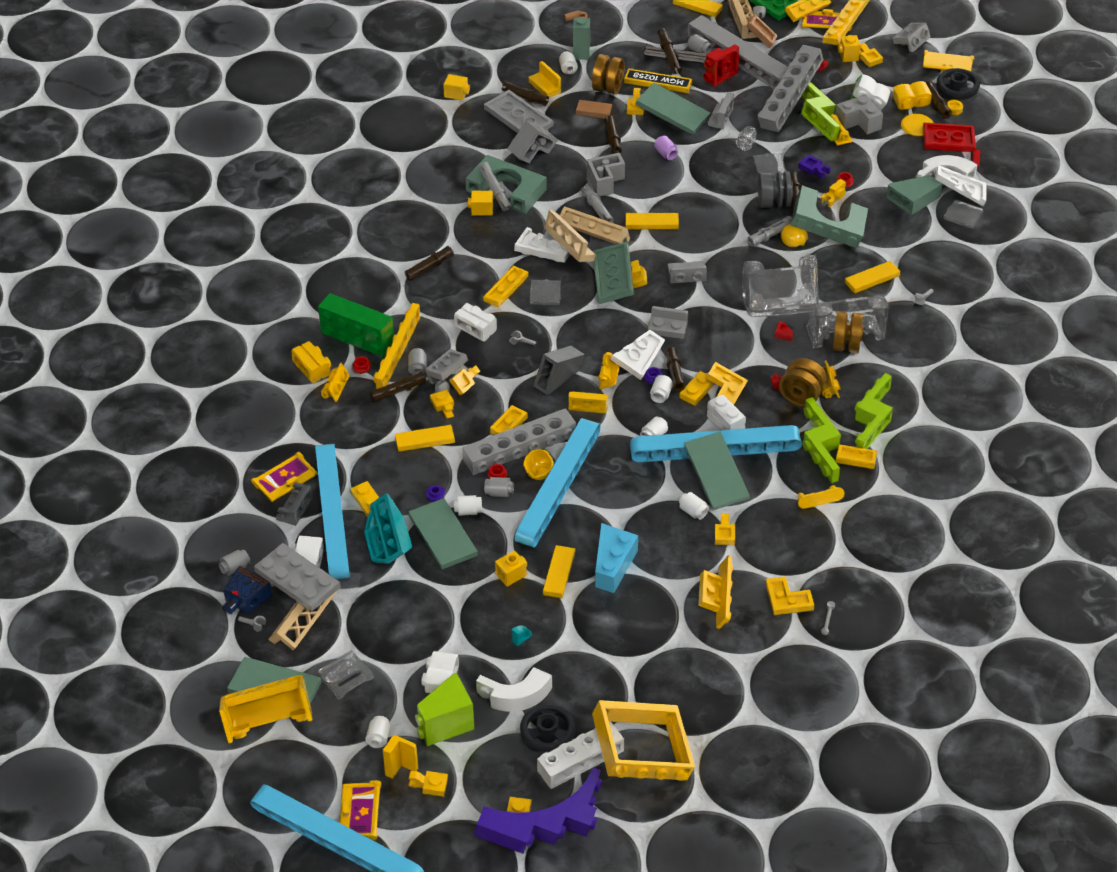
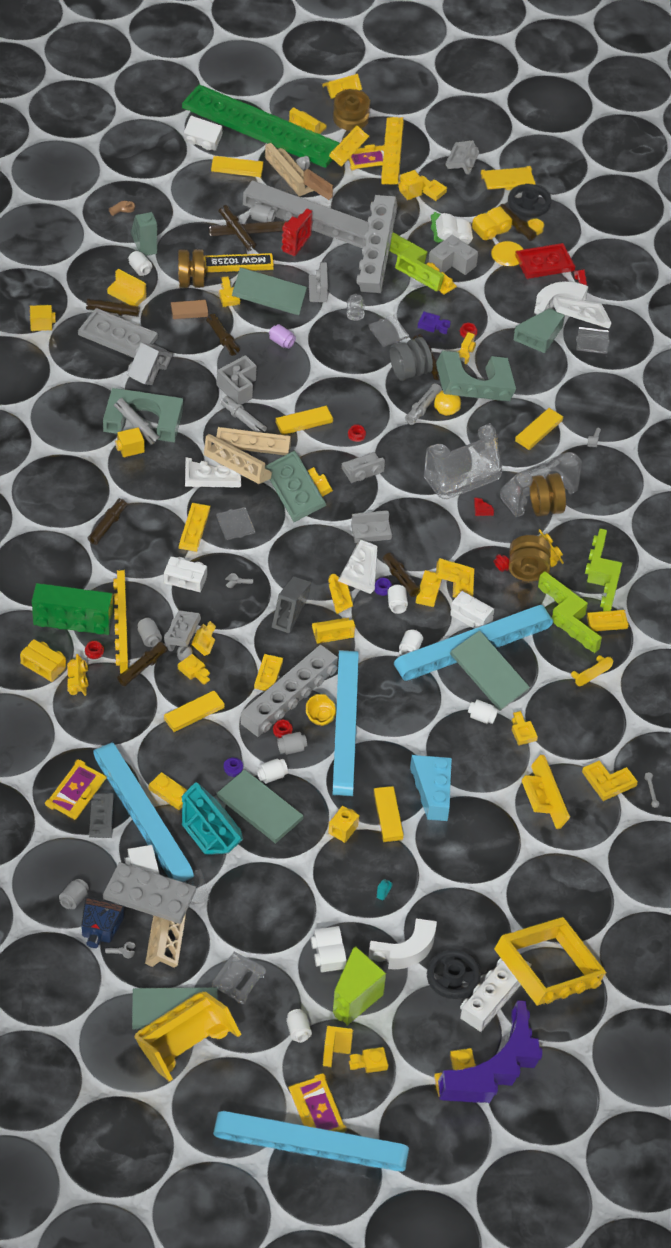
camera: 25 degrees left, 5 degrees up
(695, 242) = (356, 433): none -> red plate

